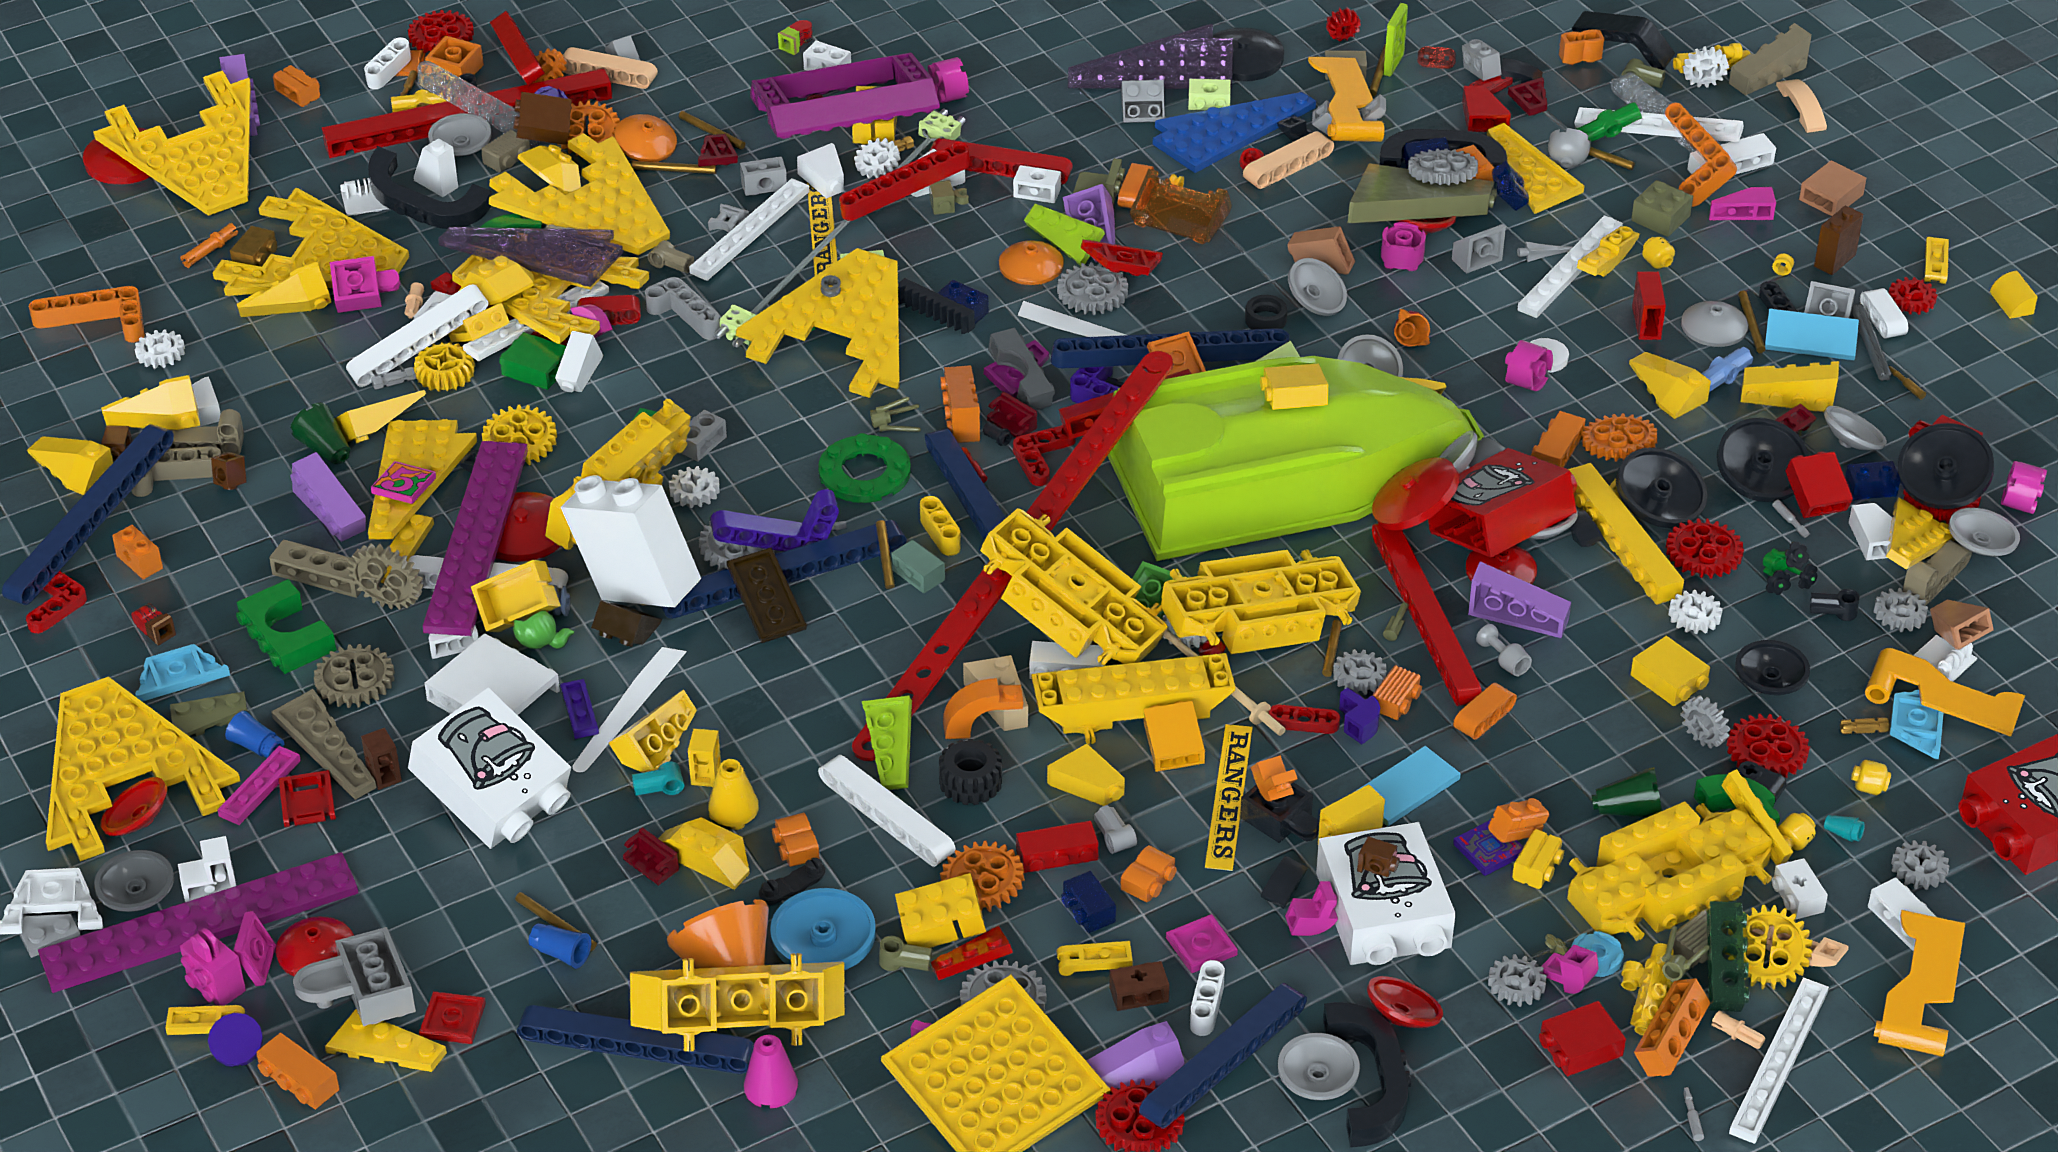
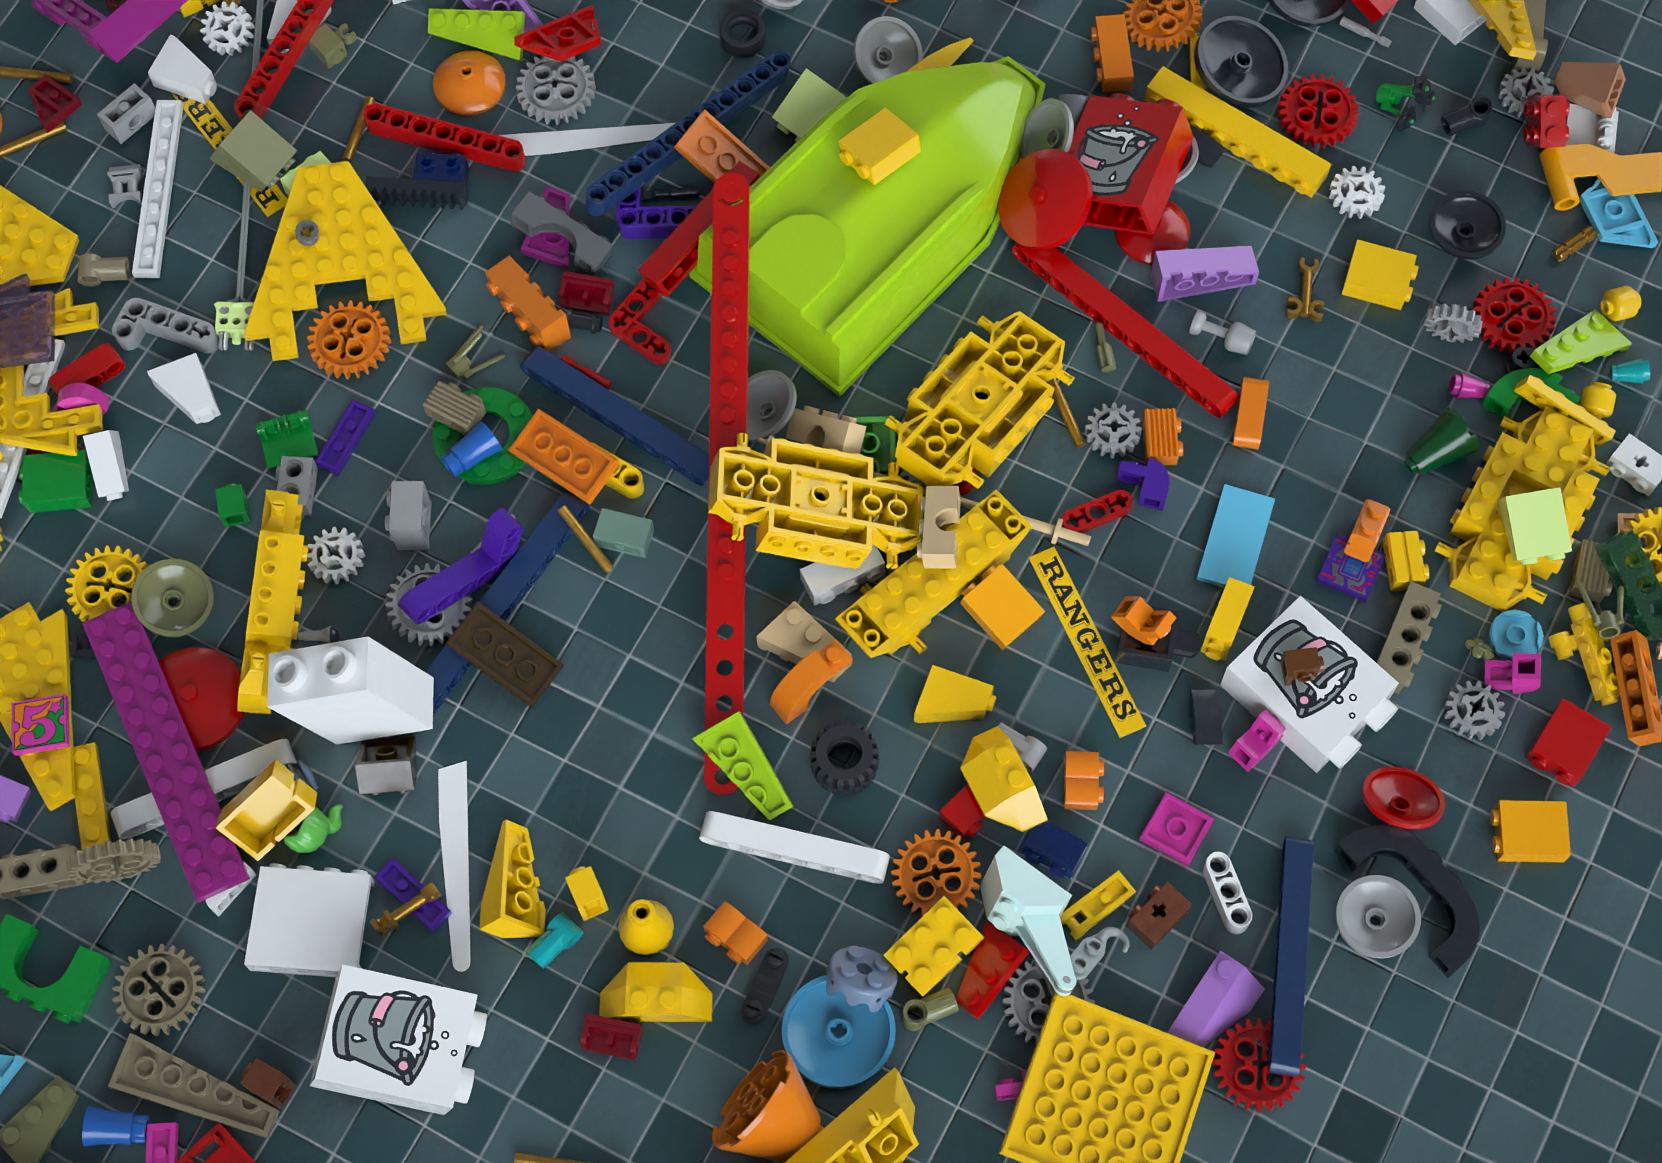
camera: 30 degrees left, 25 degrees up
(547, 710) = (390, 921): none -> pearl gold bar
(552, 448) = (168, 581): none -> olive dish
(672, 347) = (187, 387): none -> white slope
(721, 403) = (287, 436): none -> green hinge
(761, 426) = (345, 437): none -> dark purple tile
(766, 482) = (409, 515): none -> light grey brick
(812, 369) = (370, 344): none -> orange gear
(832, 228) = (254, 153): none -> olive slope
(844, 464) = (471, 450): none -> blue plant
(853, 434) = (454, 408): none -> dark tan brick
(869, 898) = (857, 987): none -> sand blue plate
(910, 496) = (564, 456): none -> orange tile
(924, 255) = (357, 132): none -> pearl gold bar
(972, 273) = (436, 129): none -> red beam
(1035, 927) = (1030, 906): none -> light aqua slope
(1076, 834) = (1002, 781): none -> yellow wedge
(1097, 529) = (769, 403): none -> light grey dish
(1128, 560) = (810, 428): none -> tan arch
(1147, 654) = (939, 508): none -> tan arch
(1498, 906) = (1418, 600): none -> dark tan brick
(1500, 1080) = (1530, 831): none -> light orange brick
(1594, 667) = (1305, 307): none -> pearl gold bar
(1657, 858) = (1536, 525): none -> yellowish green slope
(1685, 772) = (1467, 387): none -> dark pink cone
(1810, 784) = (1580, 342): none -> lime wing
(1896, 623) = (1546, 120): none -> red brick

